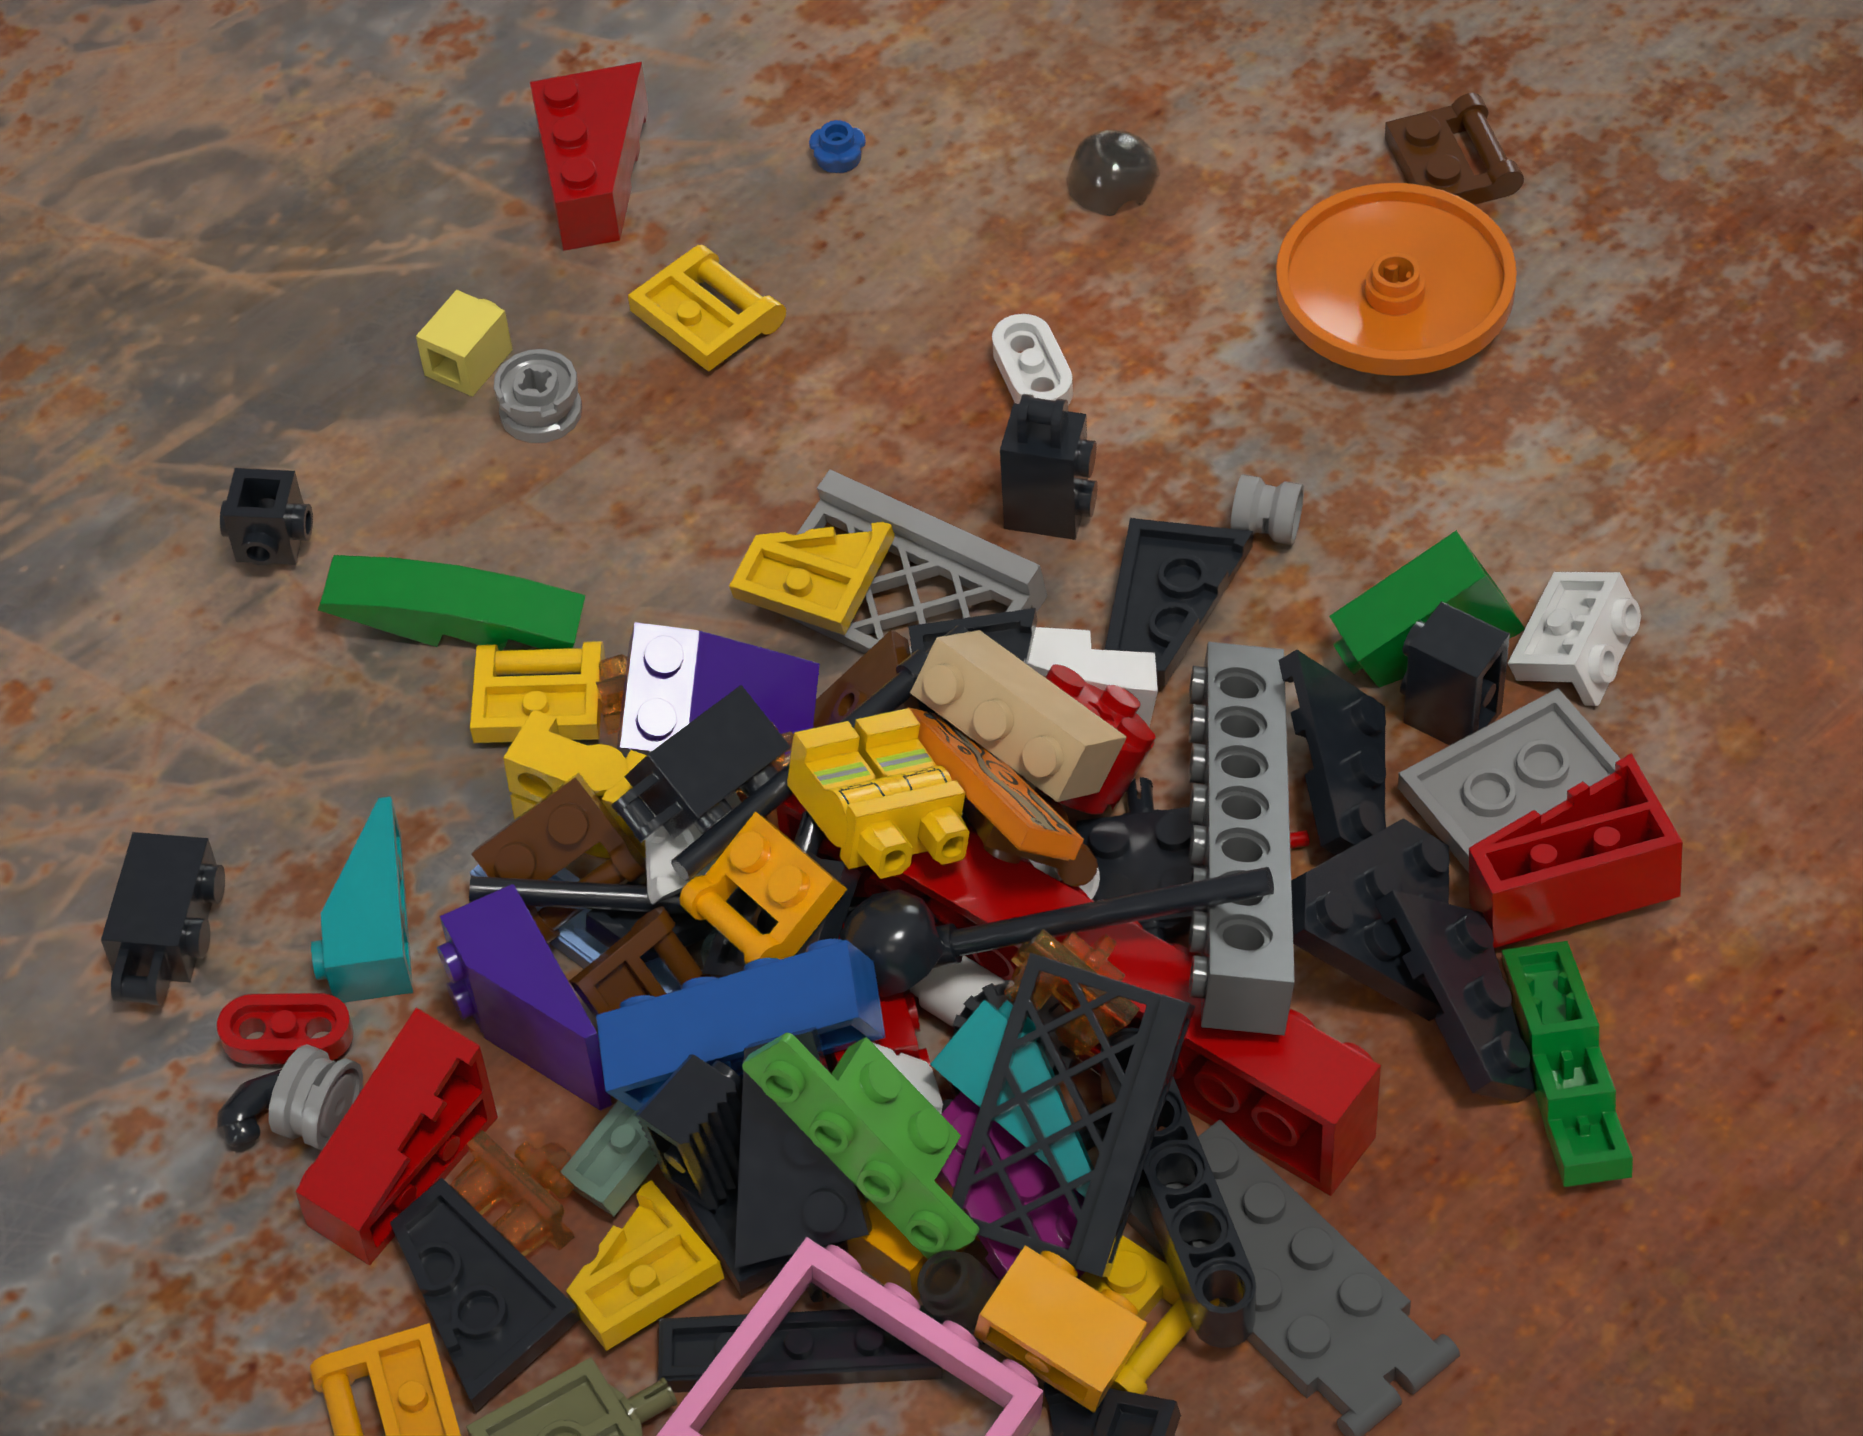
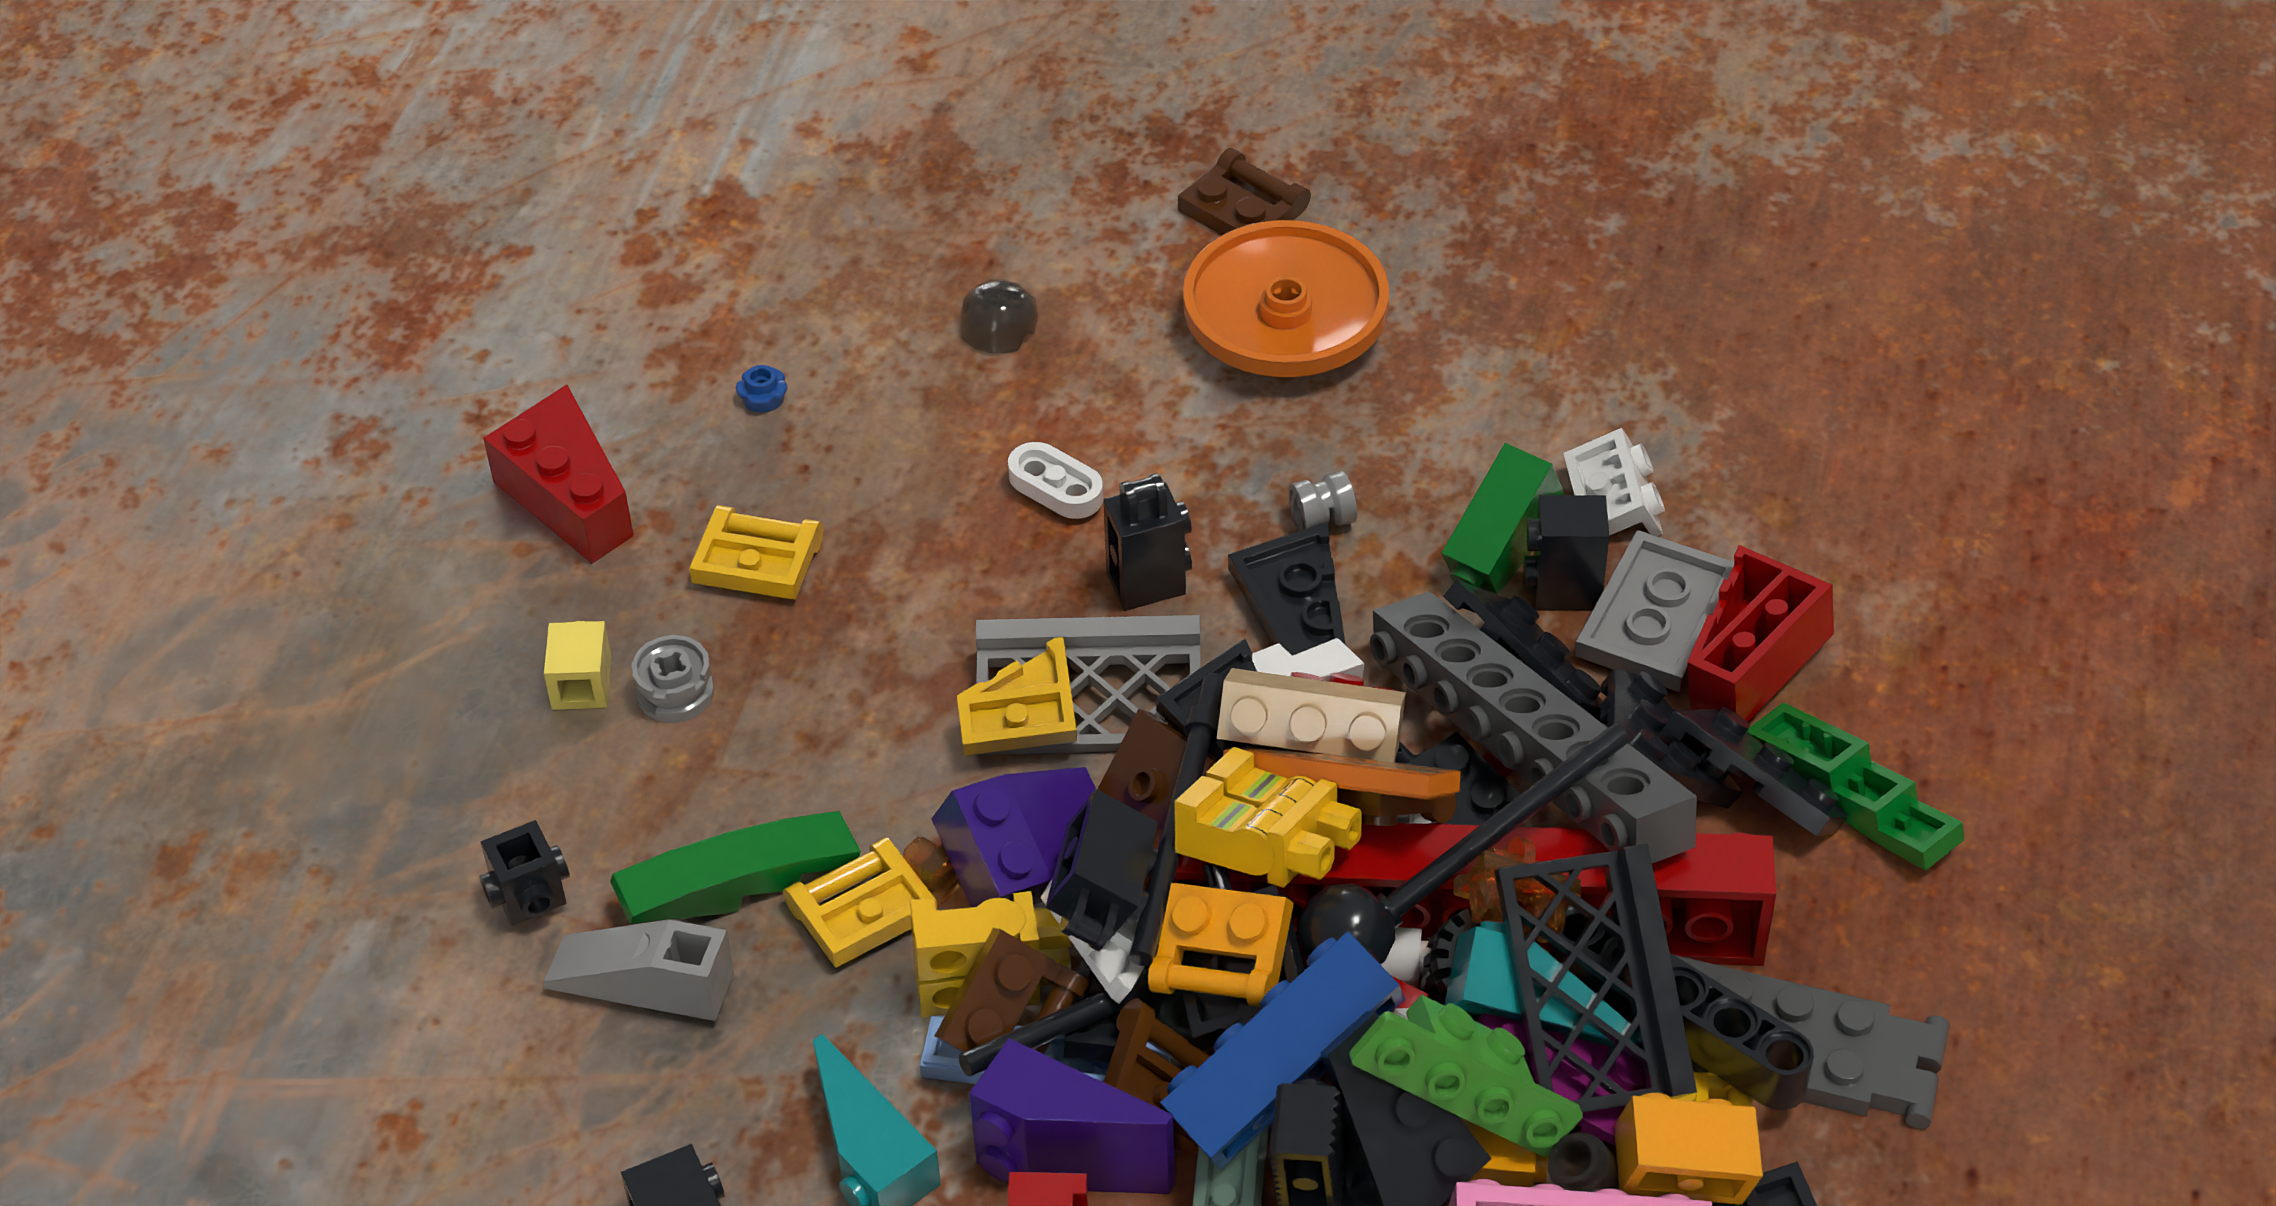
camera: 35 degrees left, 5 degrees down
(307, 660) = (647, 966): none -> light grey slope

